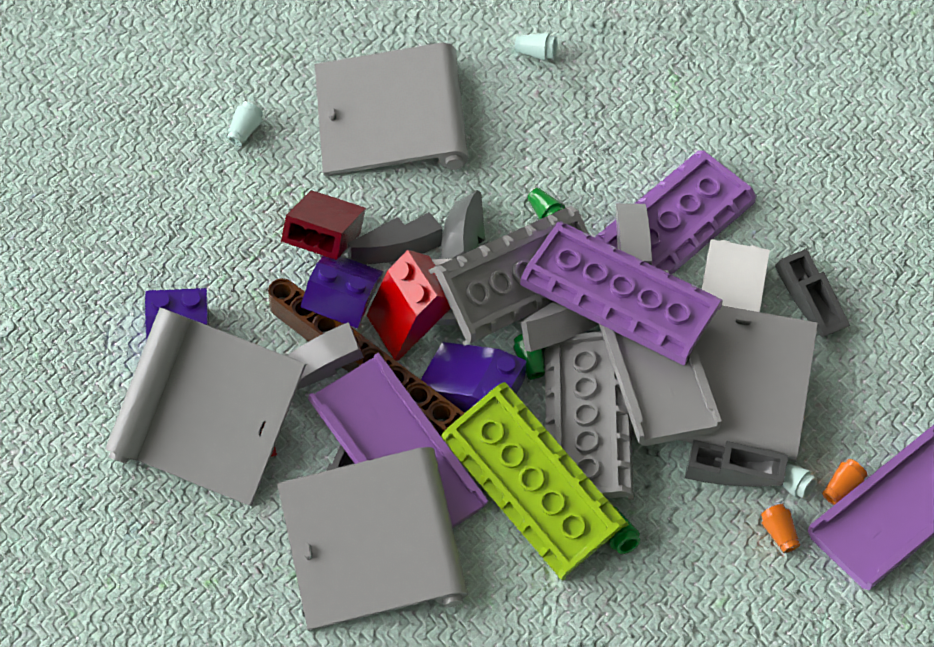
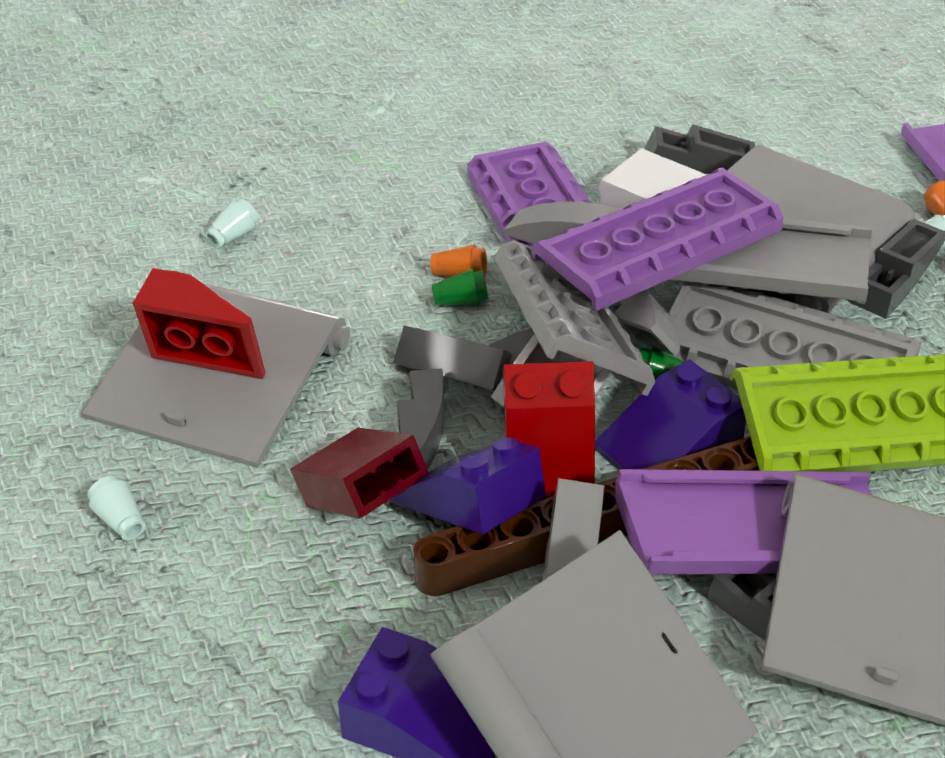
camera: 60 degrees left, 15 degrees down
(390, 75) = (196, 325): none -> red slope
(576, 194) = (458, 260): none -> orange cone

